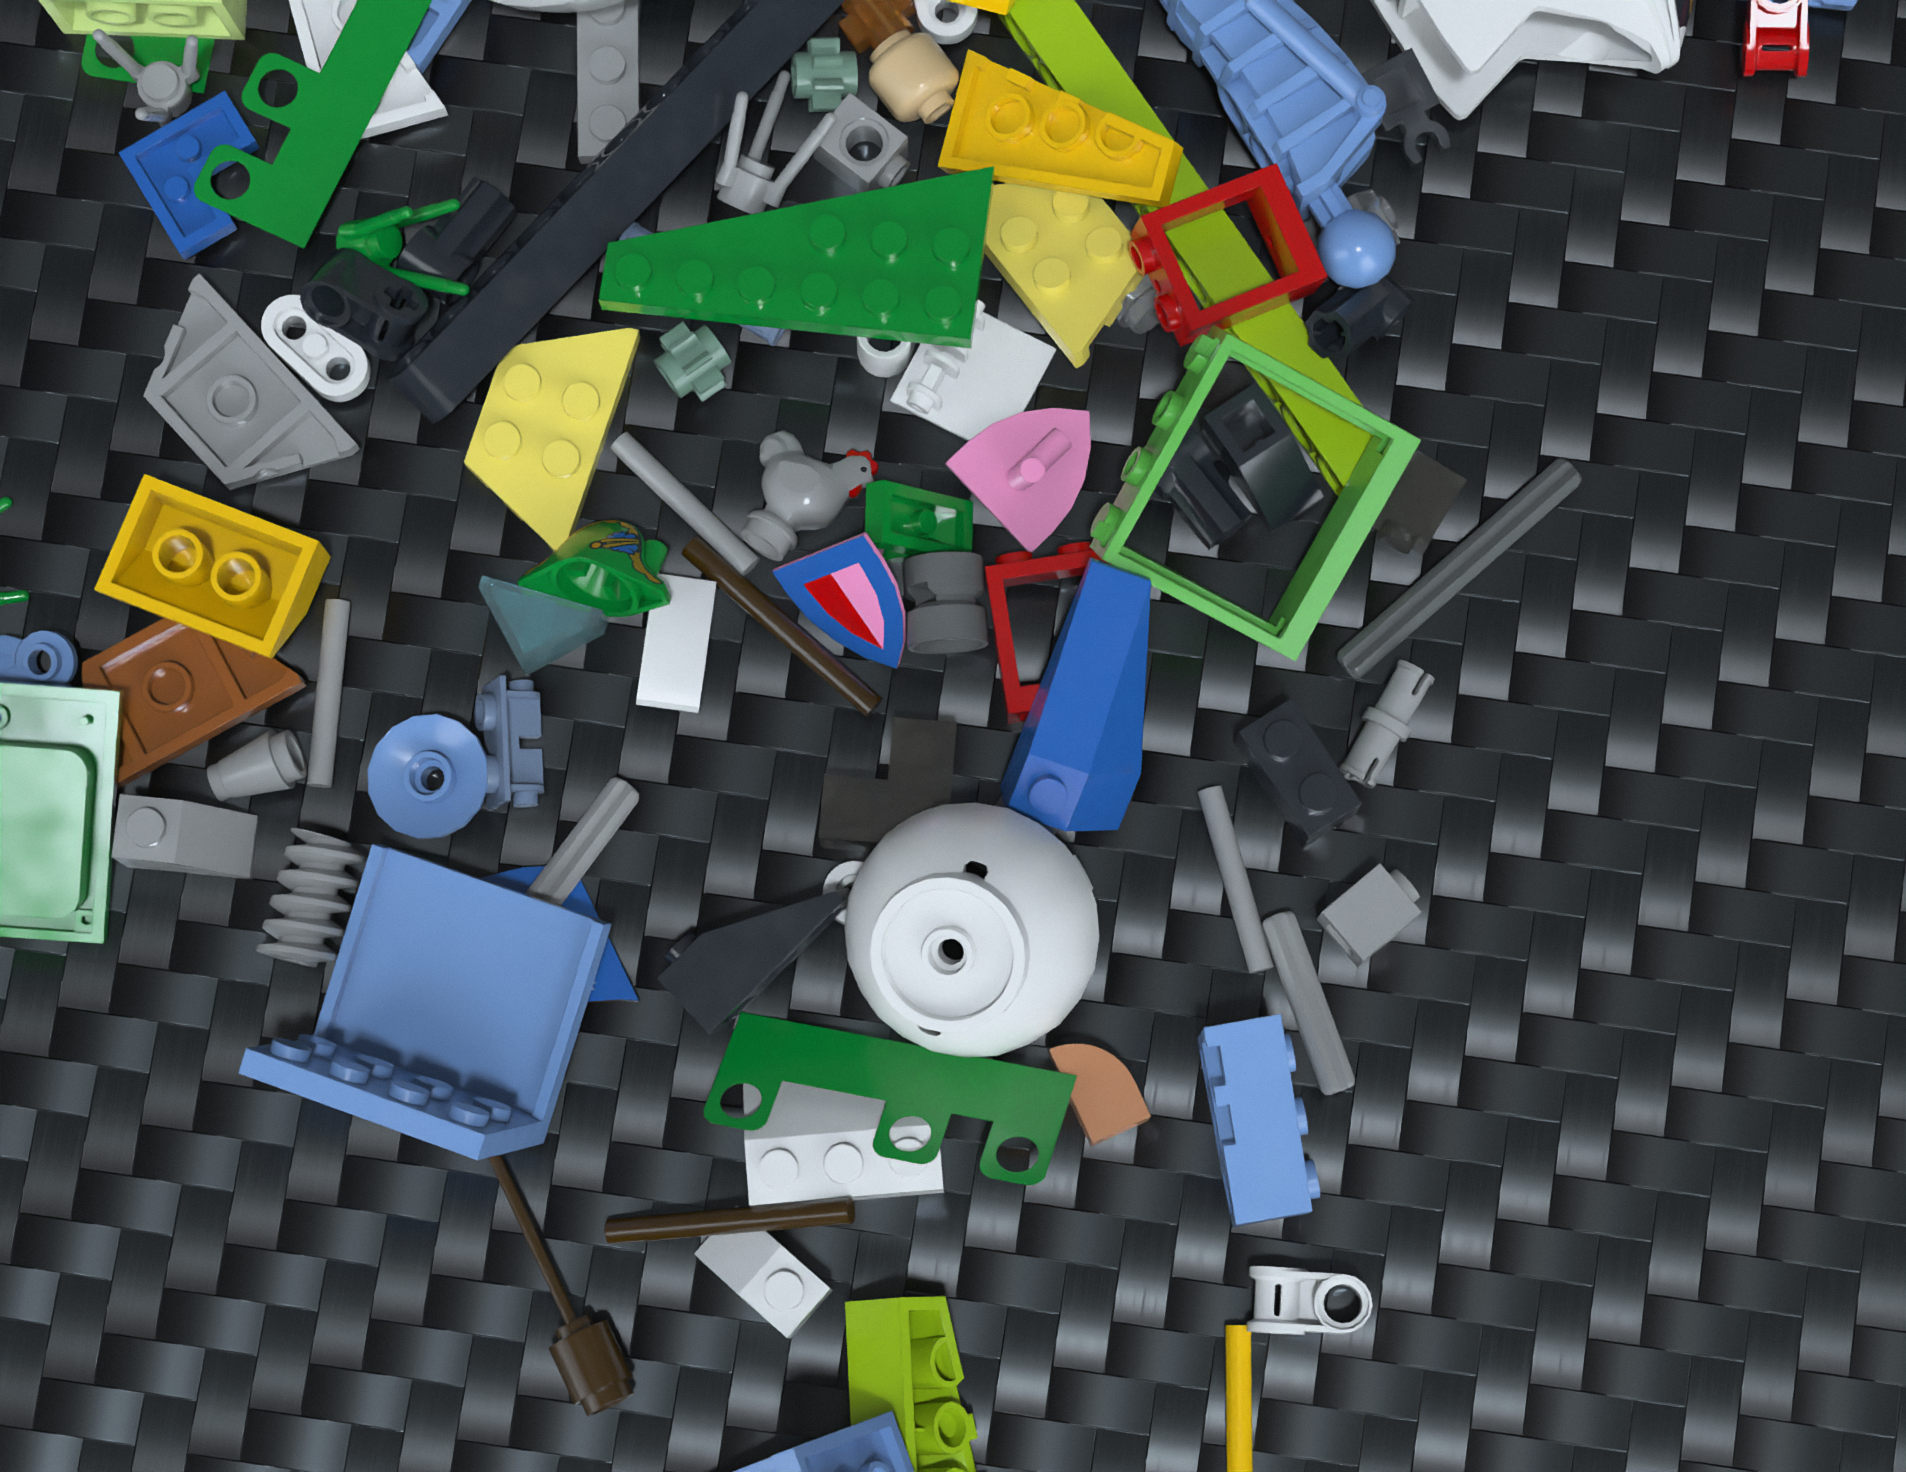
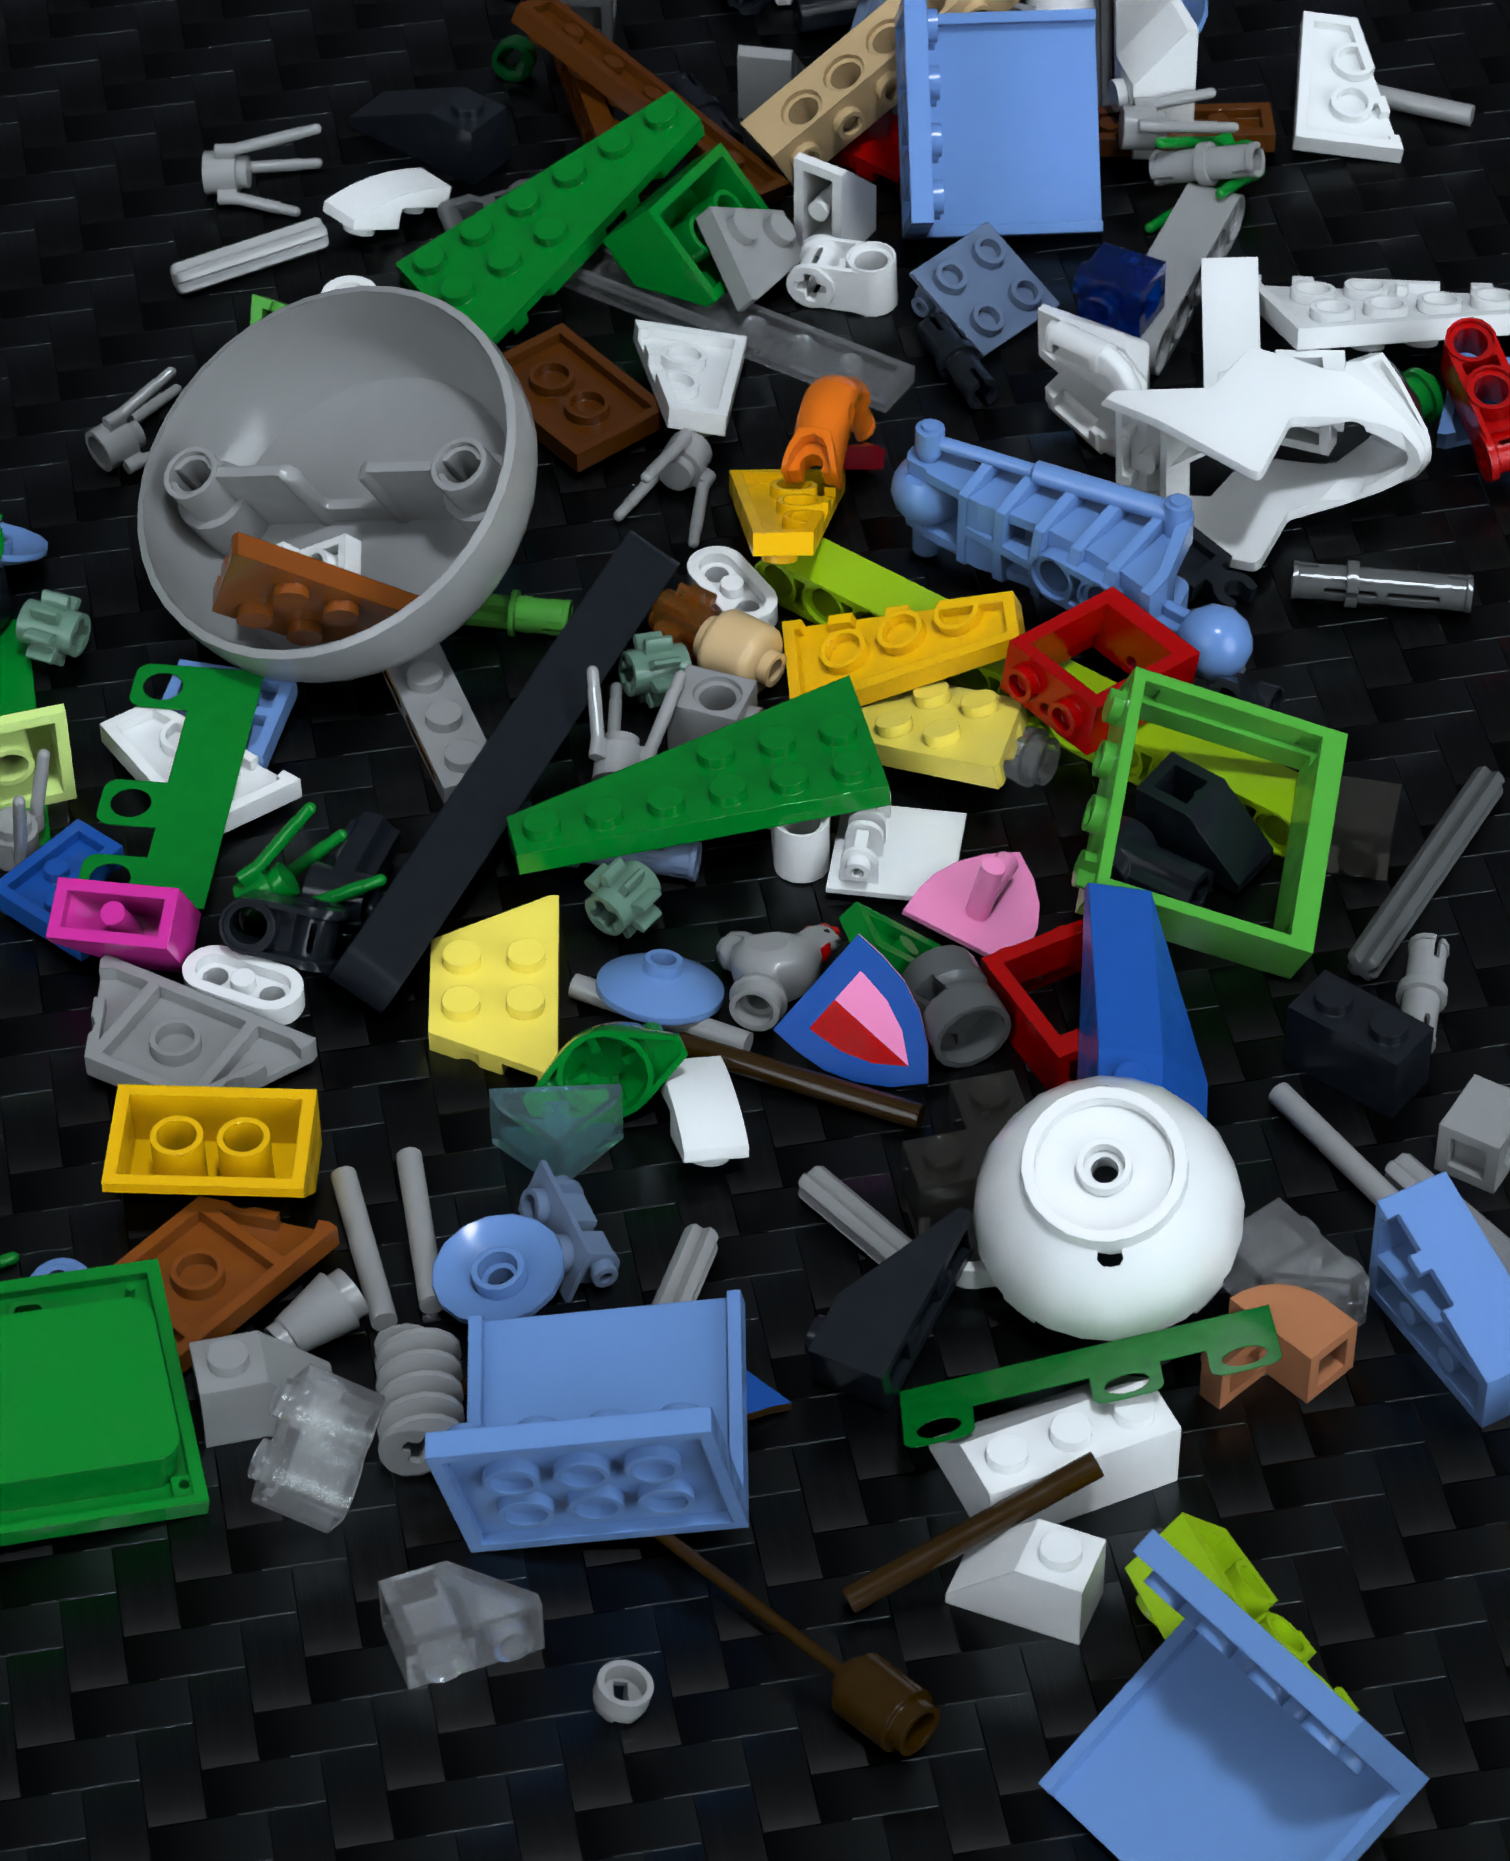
camera: 20 degrees left, 35 degrees down
(200, 936) = (315, 1447): none -> clear brick
(221, 253) = (127, 921): none -> dark pink slope
(261, 1149) = (456, 1621): none -> clear slope
(386, 679) = (419, 1225): none -> light grey bar
(393, 1277) = (636, 1692): none -> light grey hinge
(686, 500) = (660, 988): none -> medium blue dish
(775, 824) = (850, 1214): none -> light grey axle
(1126, 1016) = (1291, 1251): none -> clear slope
(1573, 184) = (1381, 586): none -> dark grey pin

